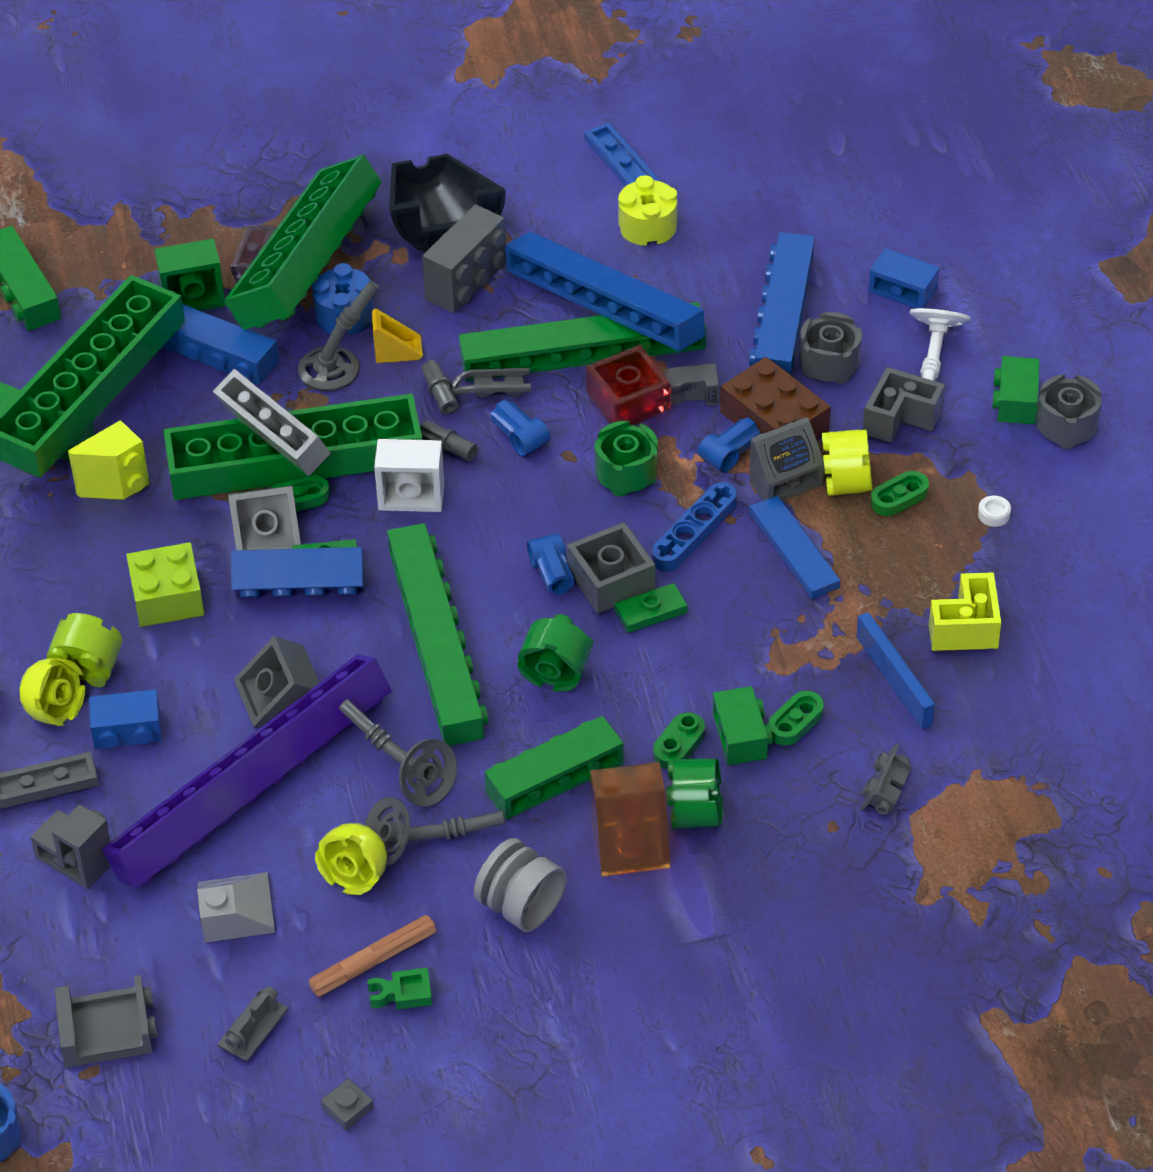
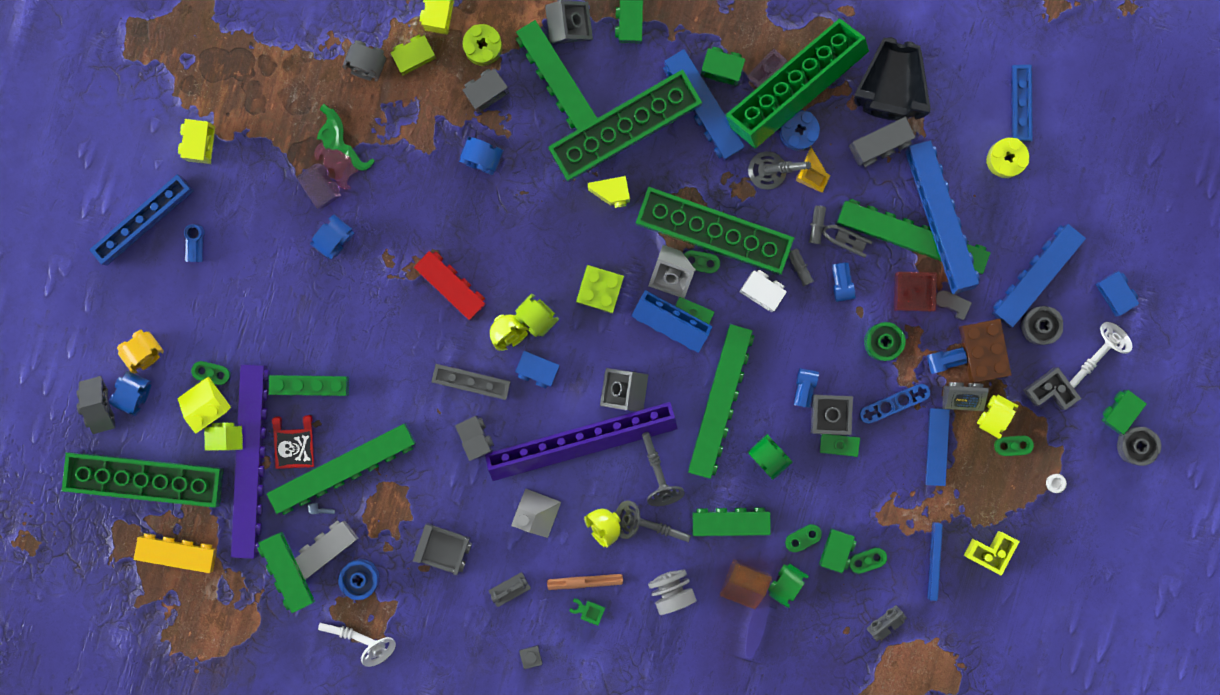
camera: 25 degrees right, 40 degrees up
(271, 422) = (703, 228): light grey brick -> none

